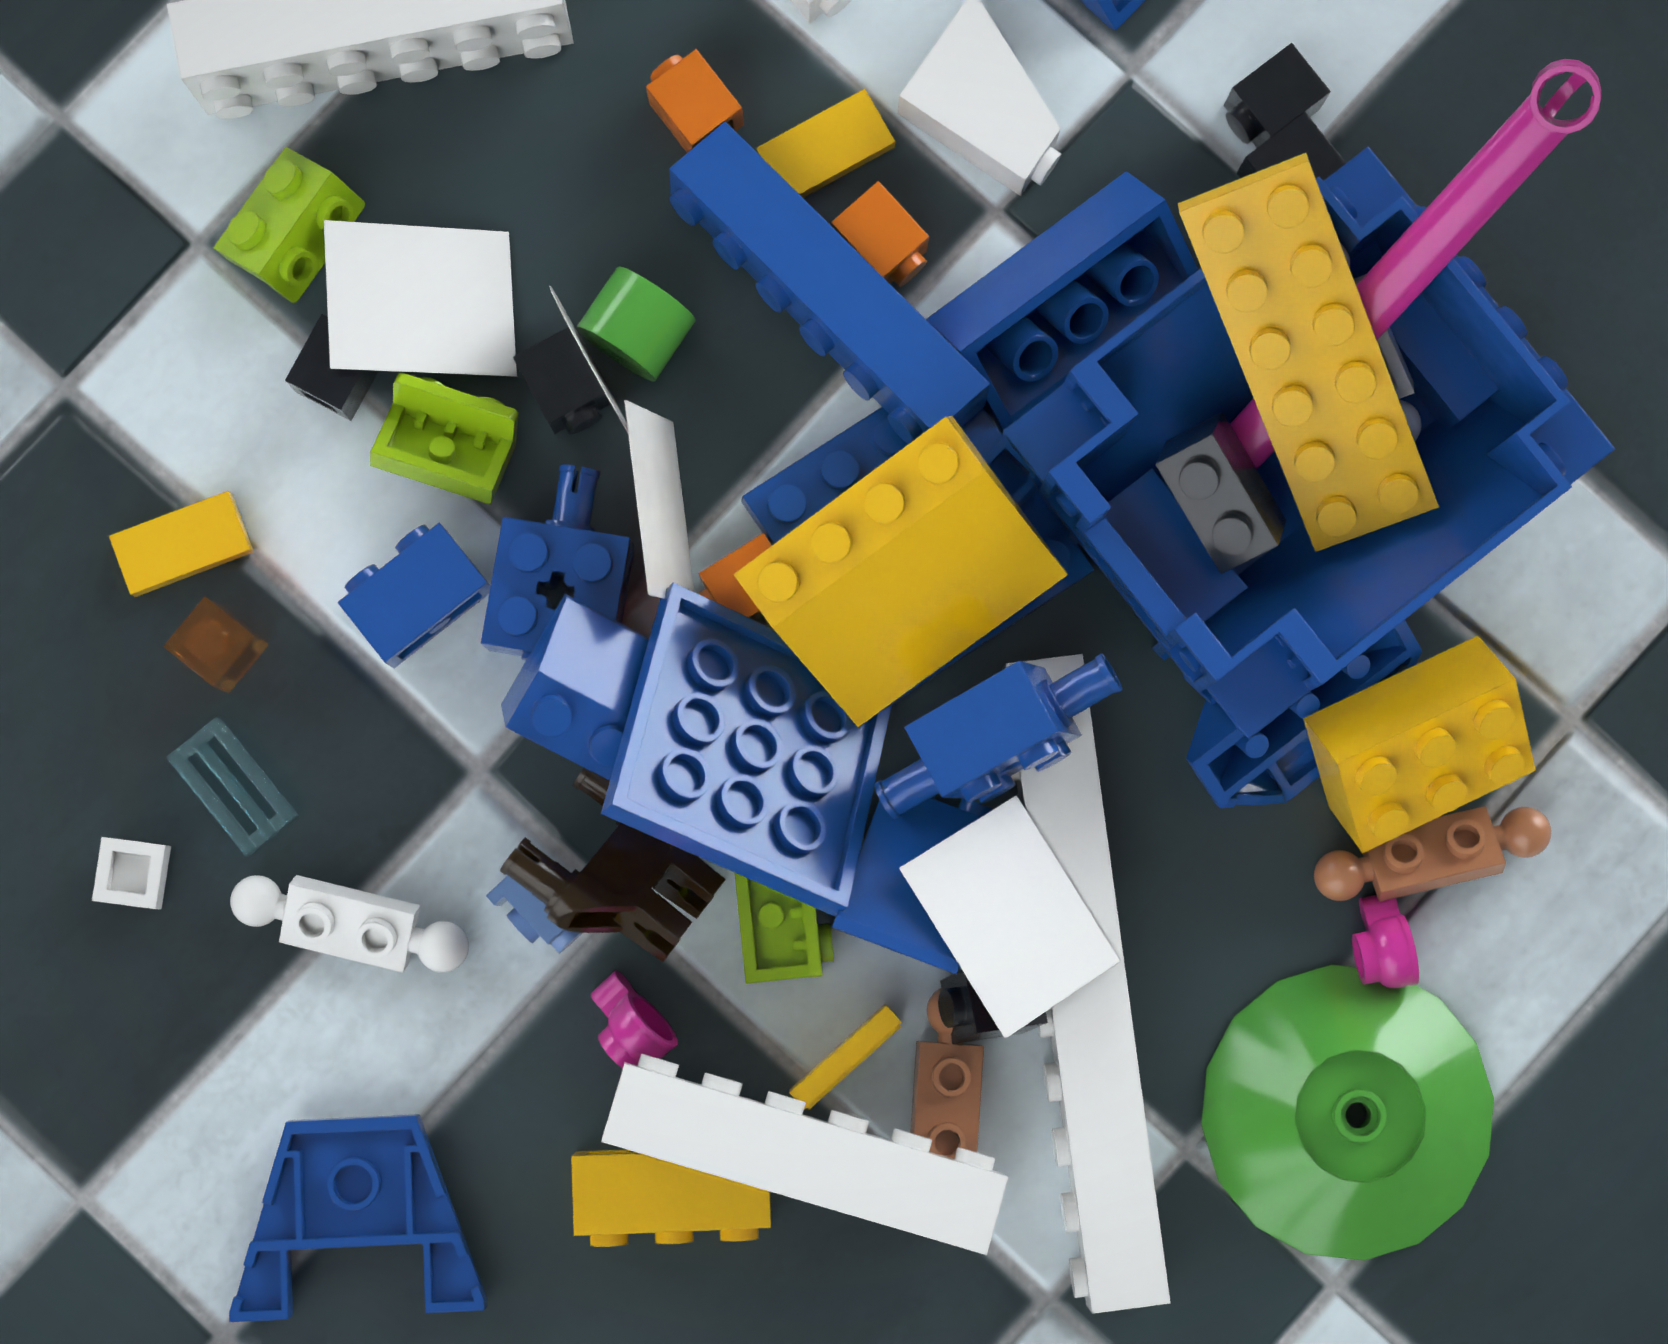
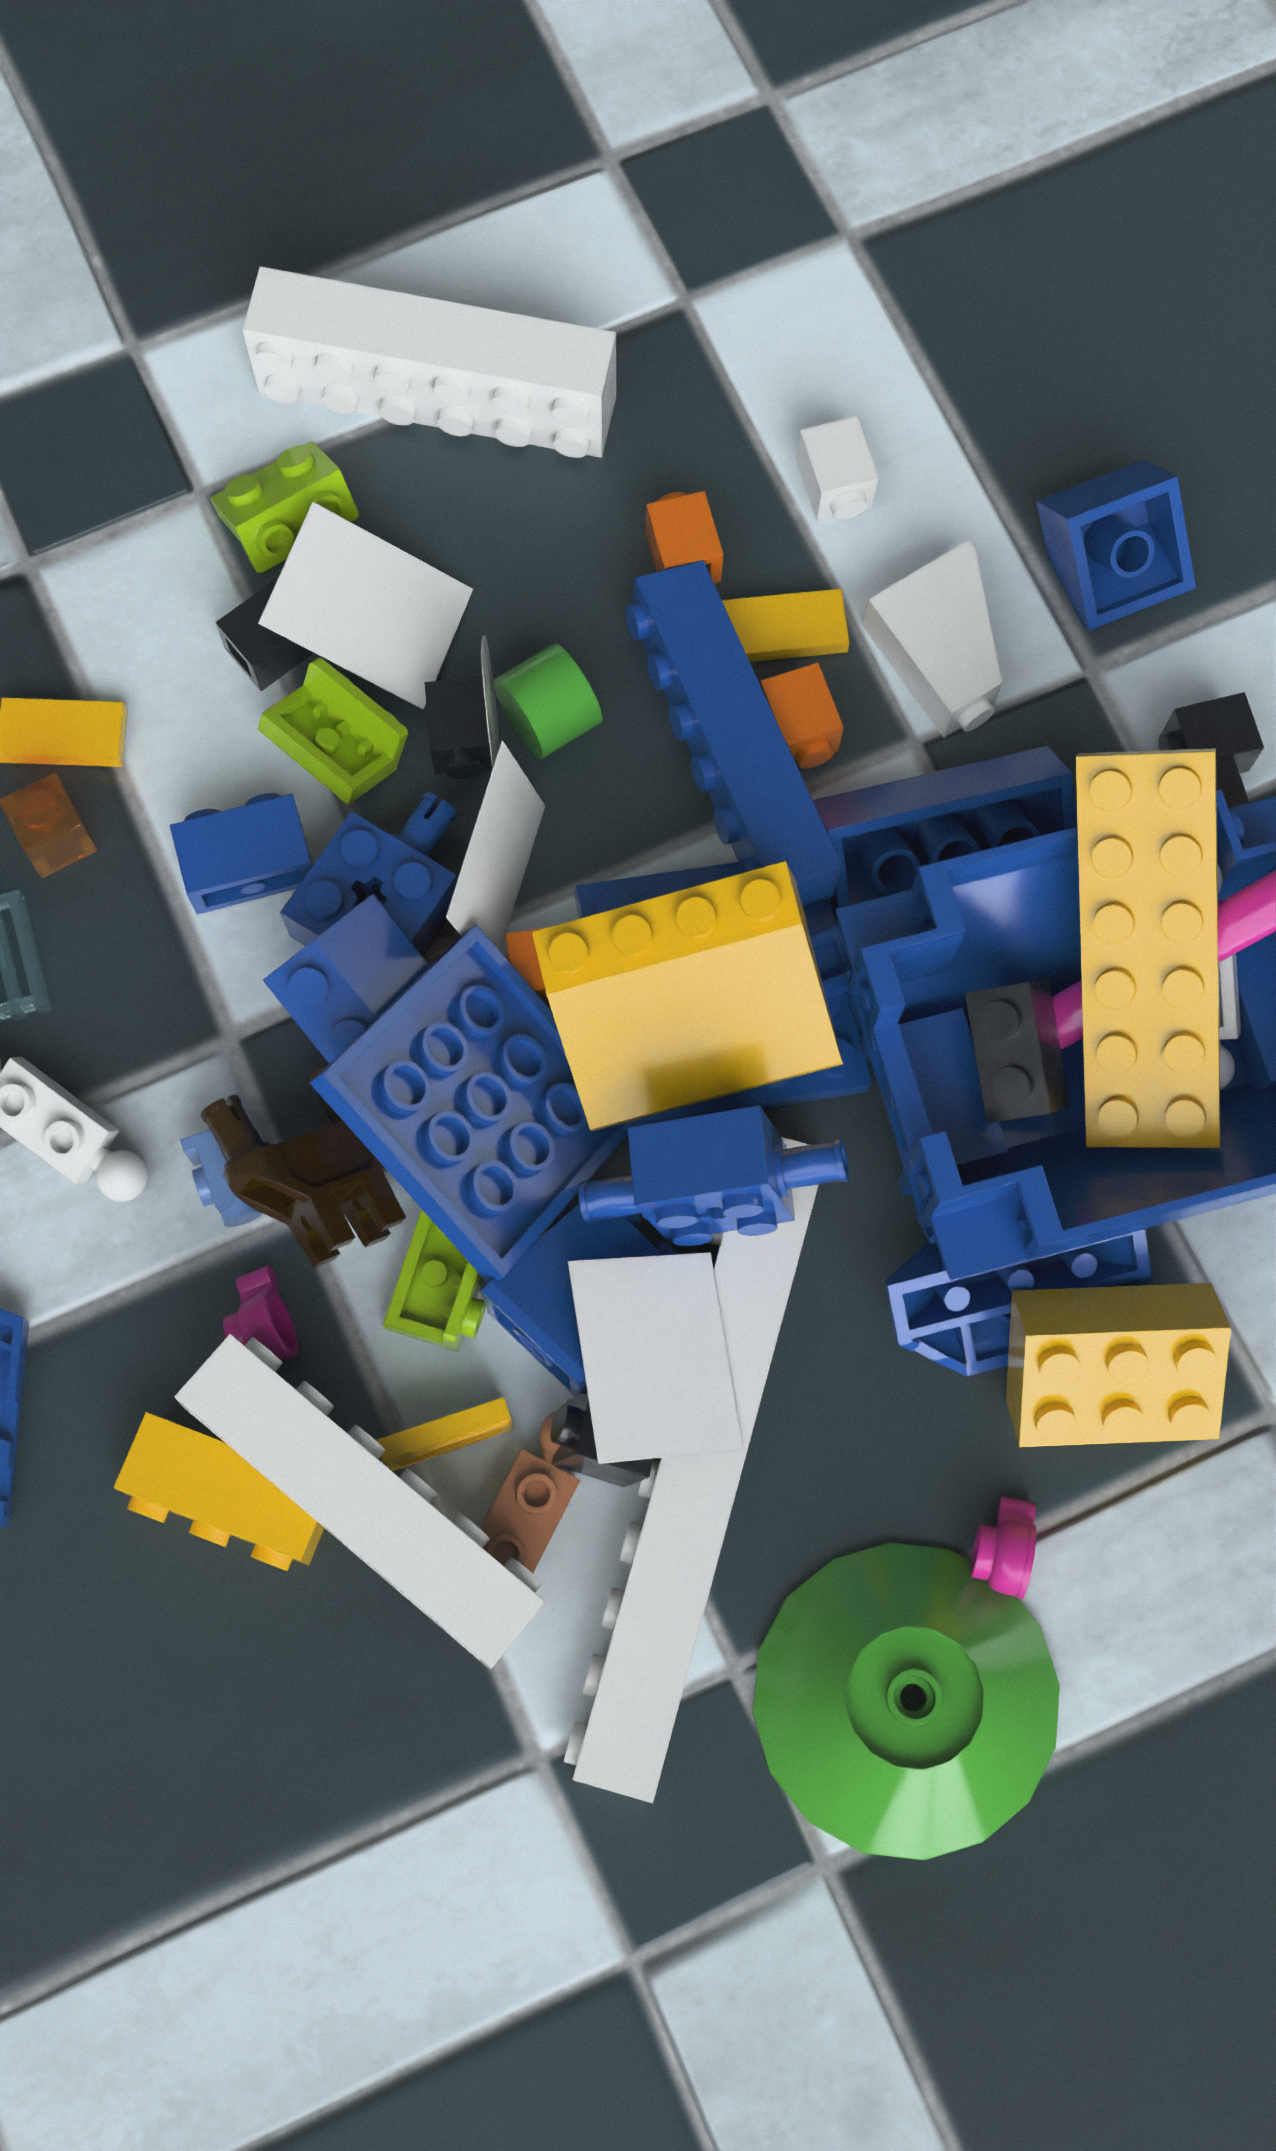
camera: 25 degrees right, 10 degrees down
(1435, 855) = (1089, 1482): nougat plate -> none

